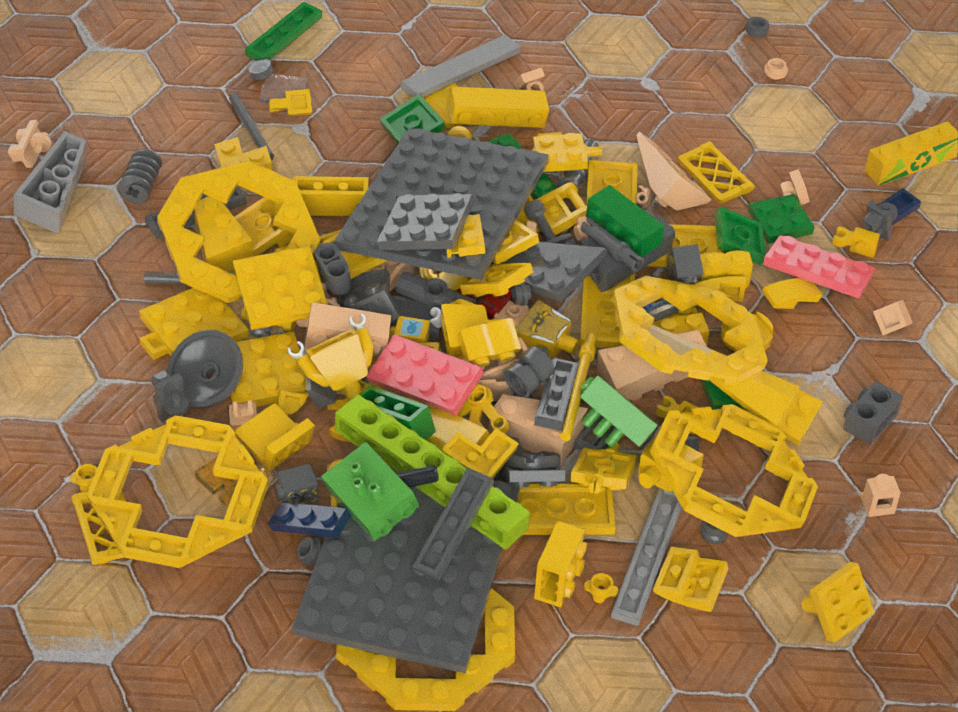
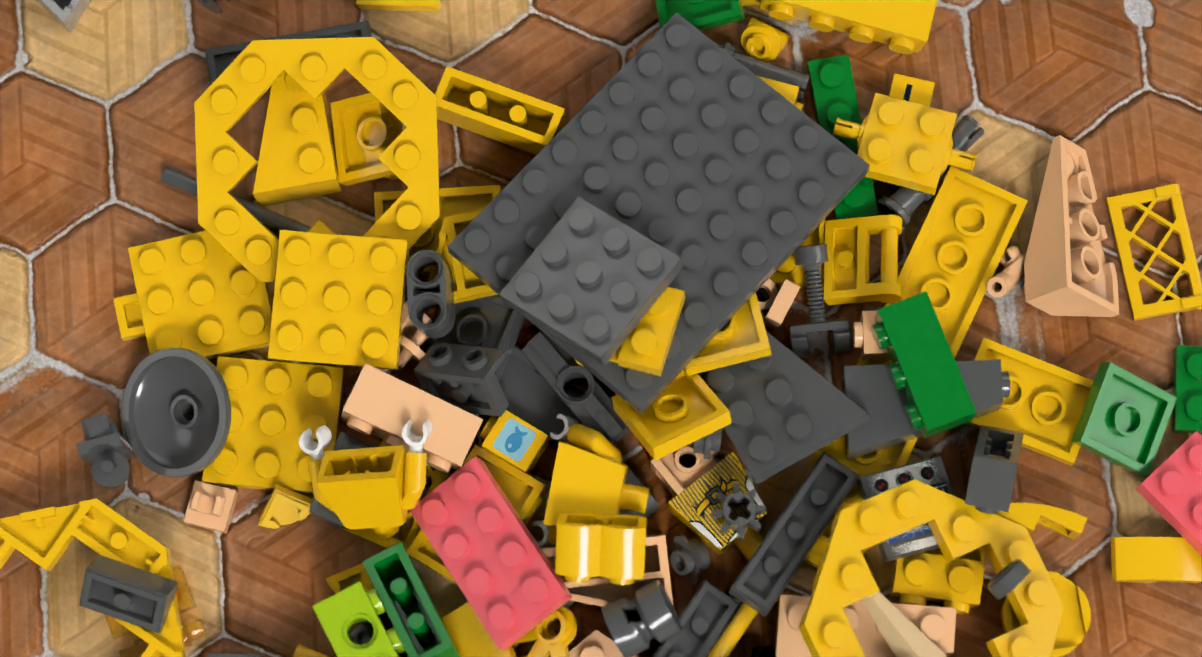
camera: 30 degrees right, 30 degrees up
(216, 451) = (127, 593): none -> dark grey slope
(274, 436) = (234, 568): yellow bracket -> none
(556, 317) = (736, 500): none -> dark grey gear
(591, 323) = (794, 534): none -> dark grey tile
(619, 250) = (890, 421): dark grey pin -> none
(719, 300) = (1008, 578): none -> dark grey tile
(728, 264) = (1076, 486): yellow brick -> none

